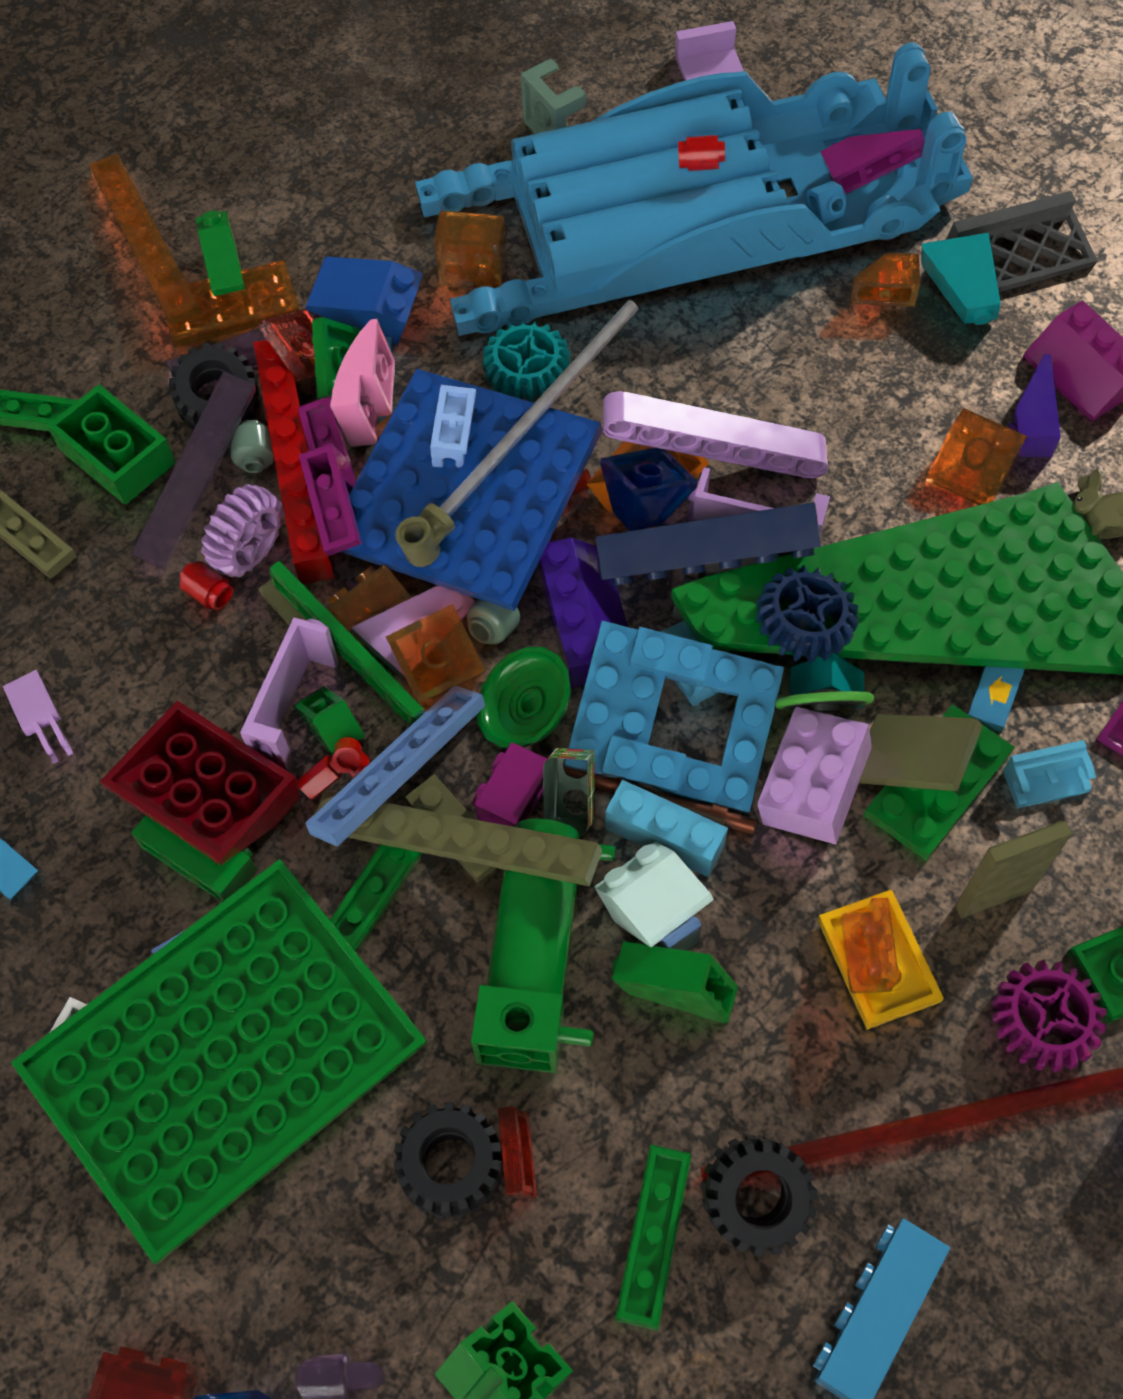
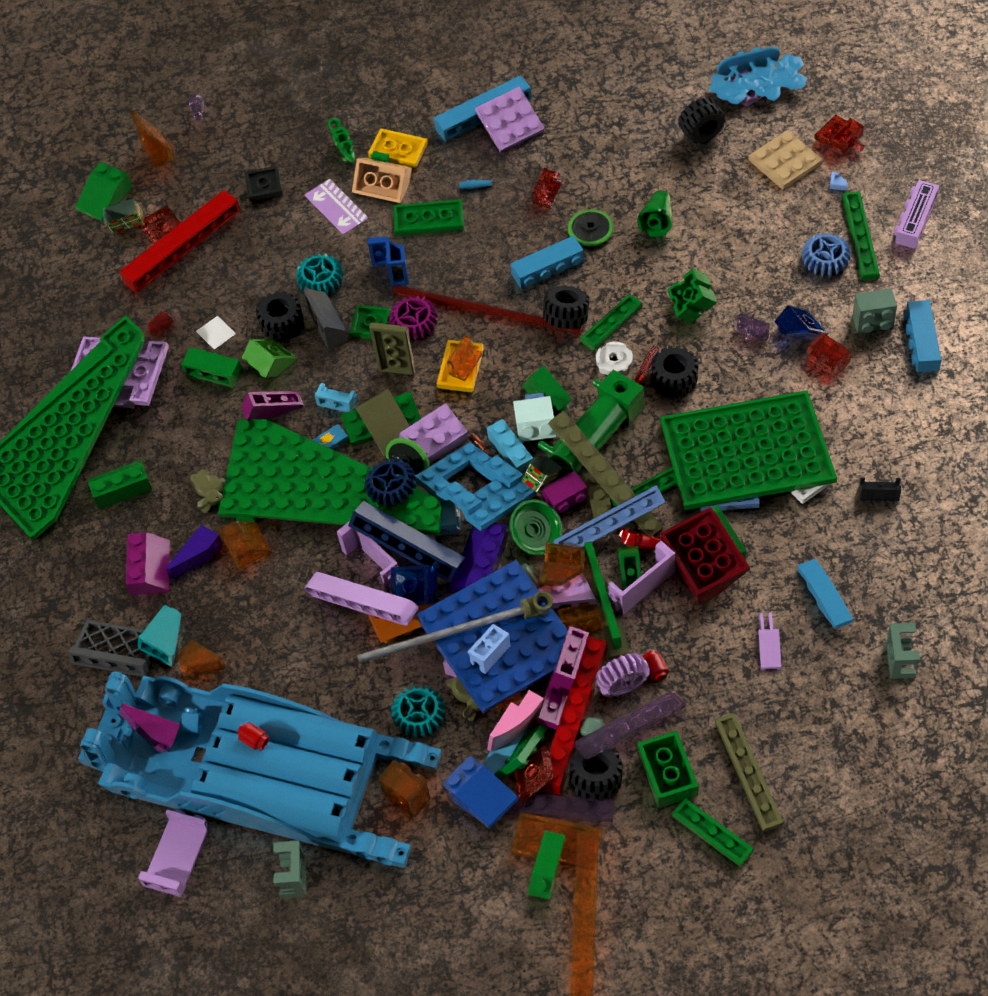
camera: 145 degrees left, 5 degrees down
(602, 1114) = (612, 349): none -> white plate

